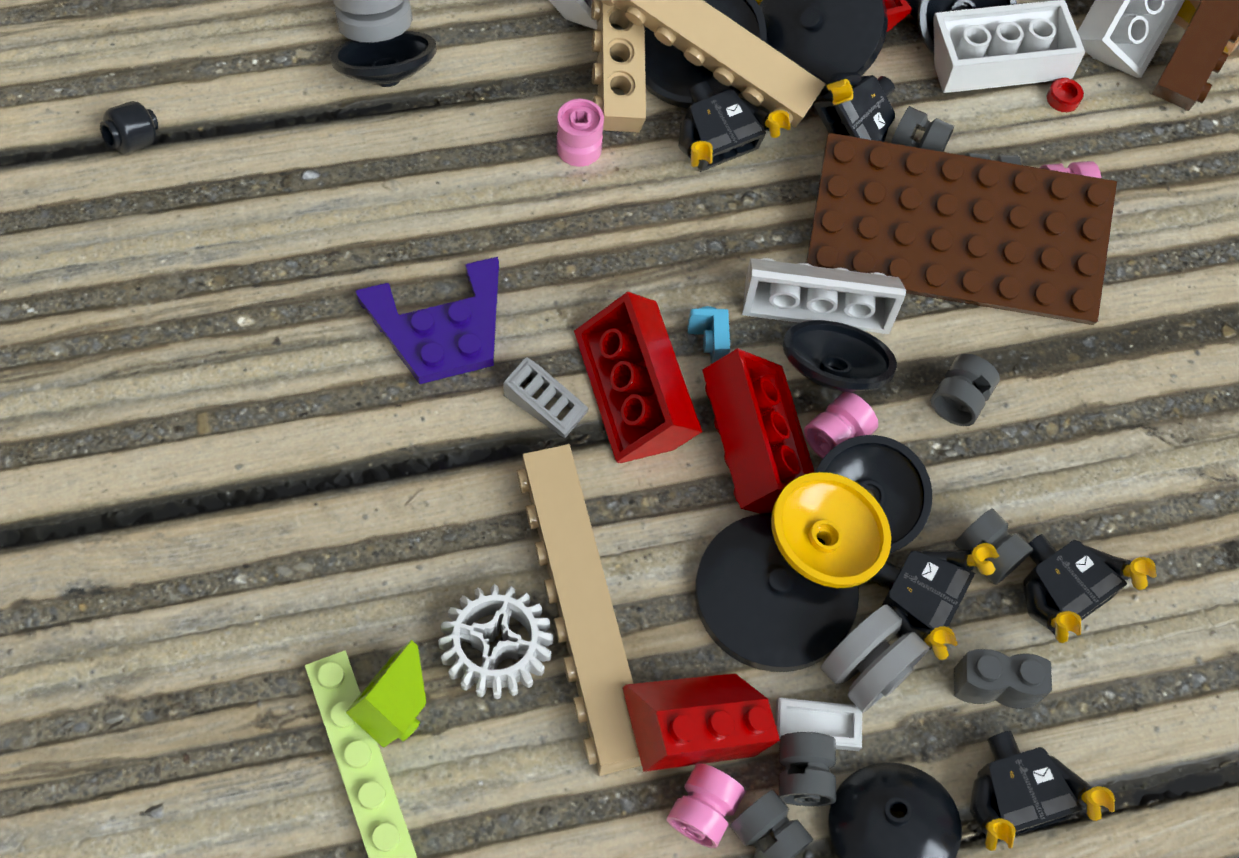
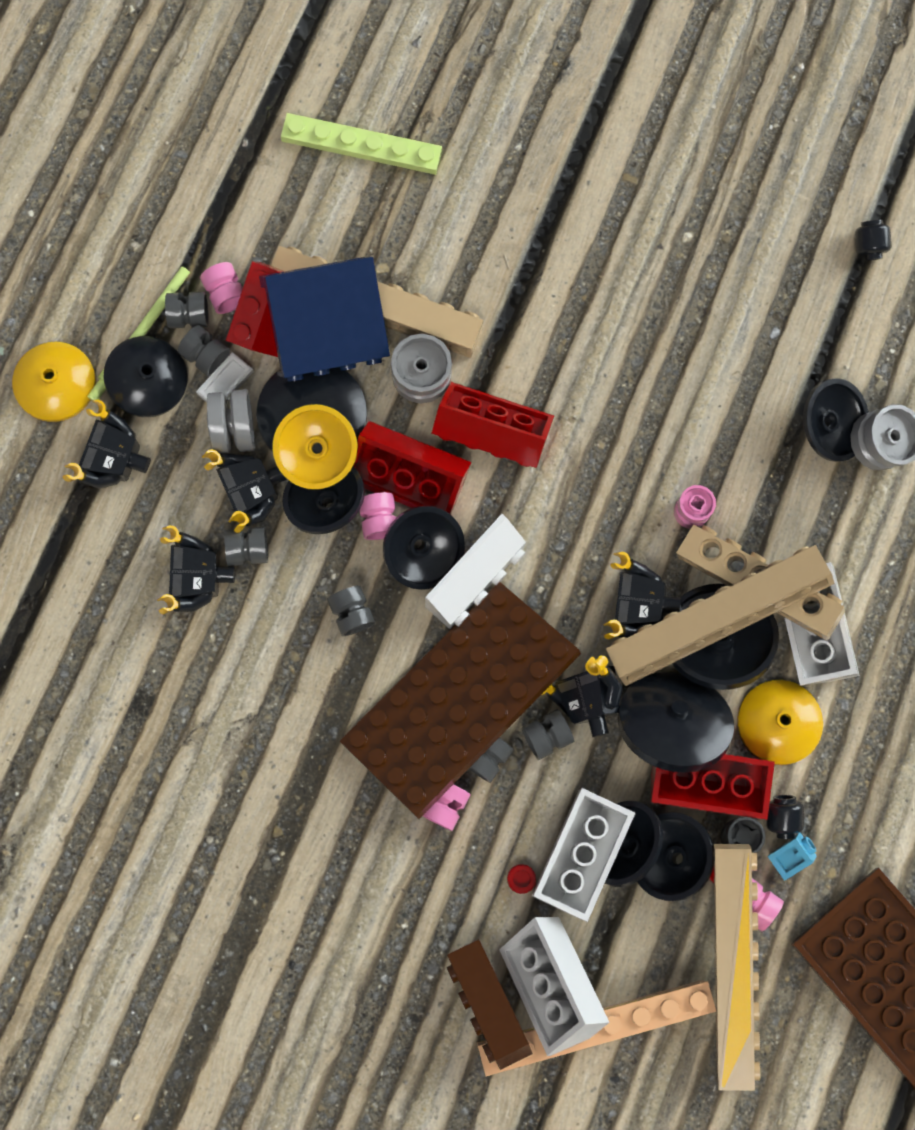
camera: 125 degrees right, 15 degrees up
(392, 698) = (391, 173): lime slope -> none
(443, 337) = (598, 338): dark purple wing -> none
(510, 648) = (400, 229): white gear -> none
(552, 388) = (515, 357): light grey slope -> none
(633, 488) = (421, 352): none -> light grey wheel
(660, 625) = (326, 317): none -> dark blue panel
(714, 326) = (488, 490): medium azure bracket -> none
(1011, 681) = (179, 484): dark grey brick -> none

